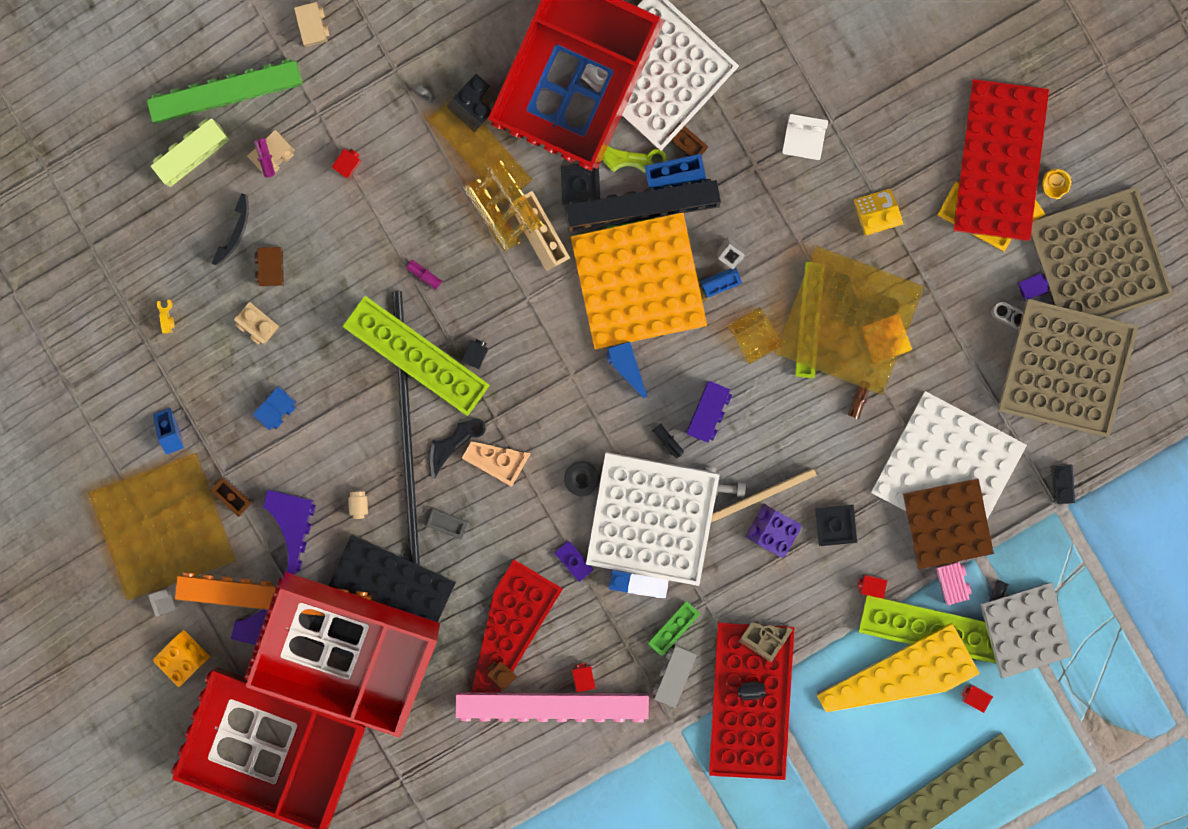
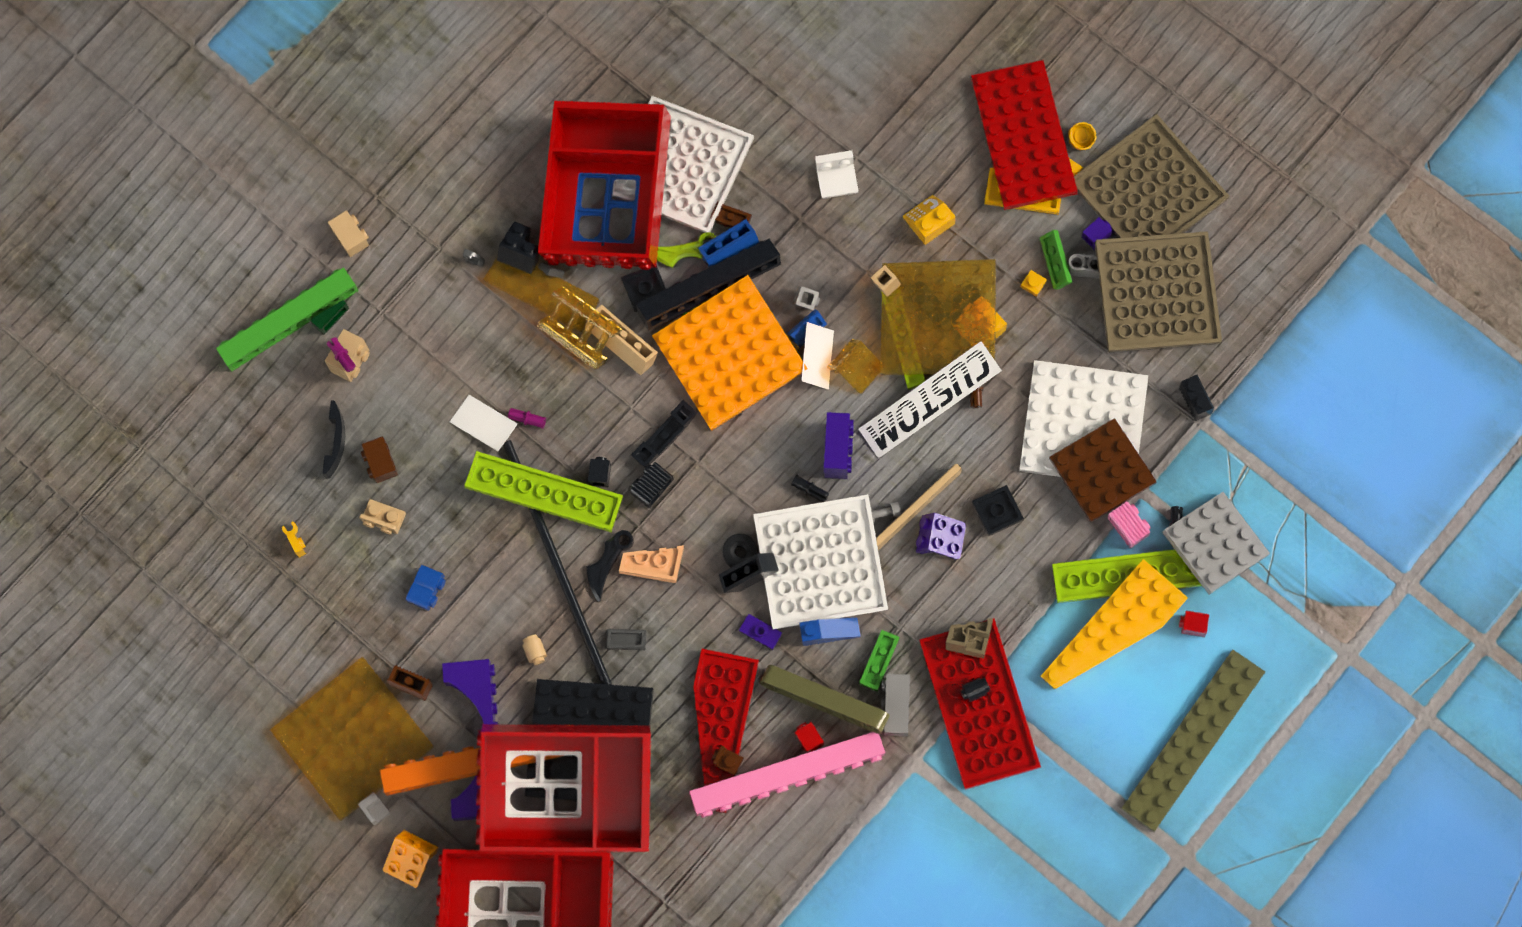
camera: 15 degrees left, 15 degrees down
(168, 431) = (329, 644): blue slope -> none
(190, 152) = (271, 380): yellowish green brick -> none
(265, 105) = (329, 317): none -> dark green slope
(347, 163) = (421, 343): red brick -> none
(381, 264) = (483, 423): none -> white sticker
(494, 134) = (551, 271): none -> dark grey tile
(520, 384) = (651, 484): none -> black brick
(549, 339) = (665, 434): none -> black slope
(581, 507) = (748, 572): none -> black brick
(610, 649) = (824, 699): none -> olive beam
(625, 363) = (745, 433): blue slope -> none
(721, 313) = (817, 355): none -> white sticker
(812, 269) = (885, 281): none -> tan brick
(812, 398) = (930, 399): none -> white sticker
(872, 586) = (1053, 553): red brick -> none
(953, 313) = (1033, 283): none -> yellow plate
(983, 298) = (1055, 259): none -> bright green plate

